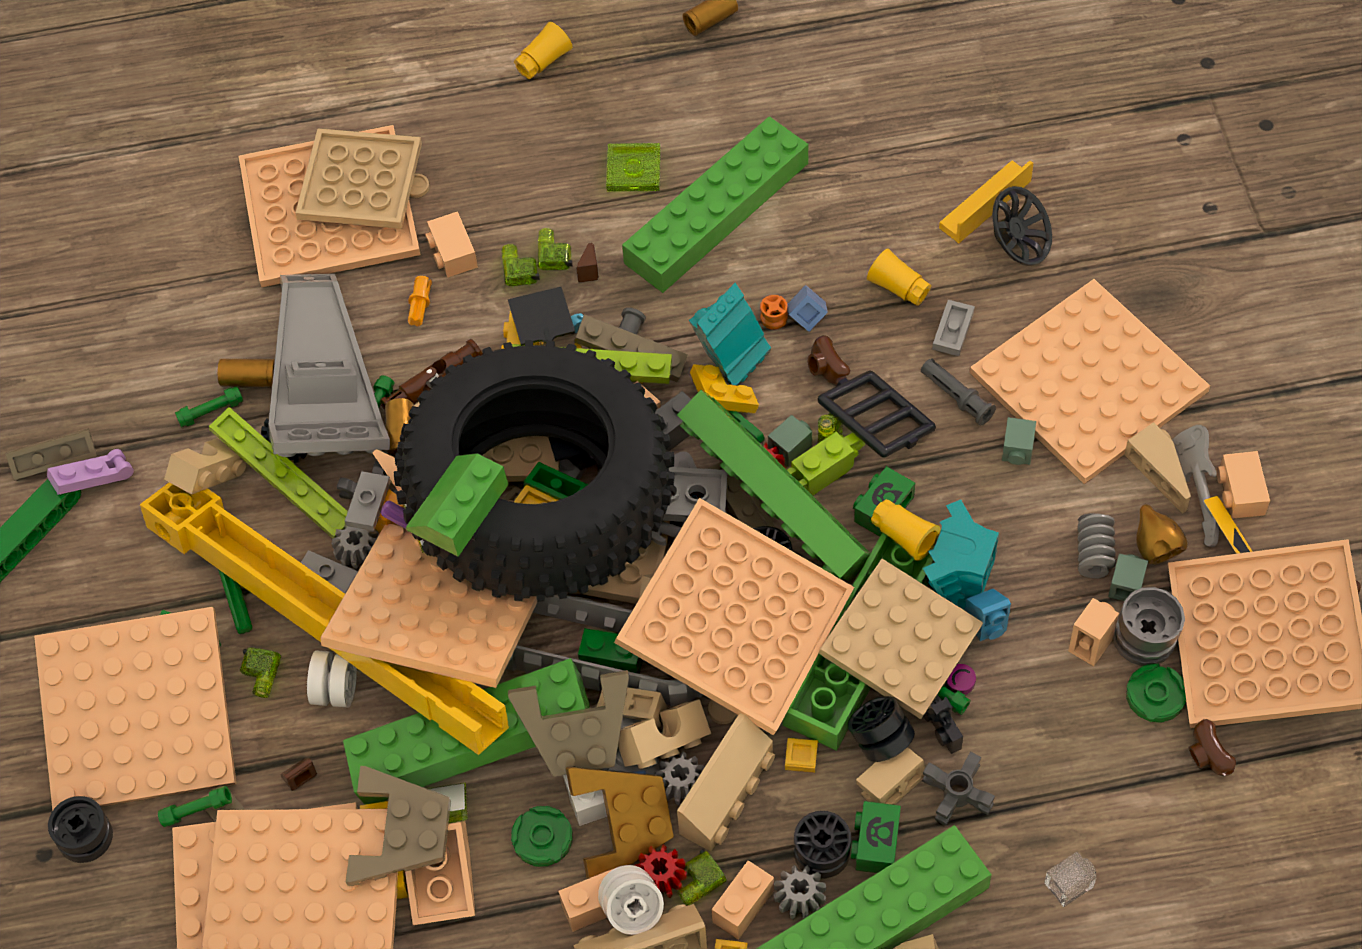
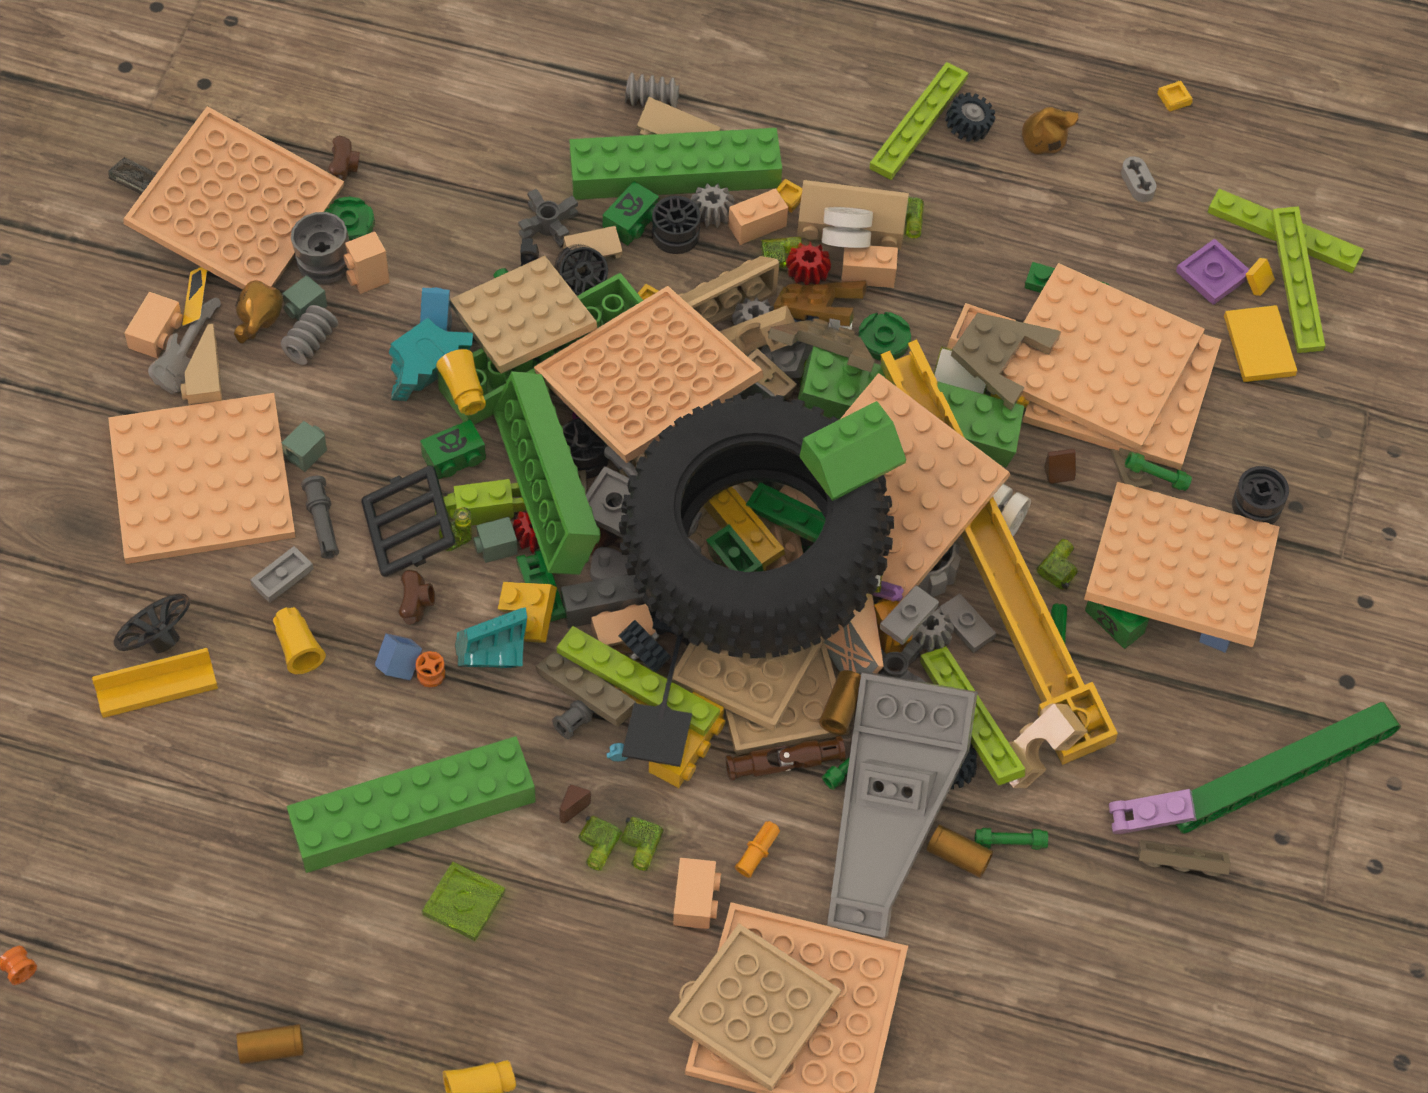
camera: 160 degrees left, 0 degrees up
(1071, 878) = (509, 127): clear brick -> none

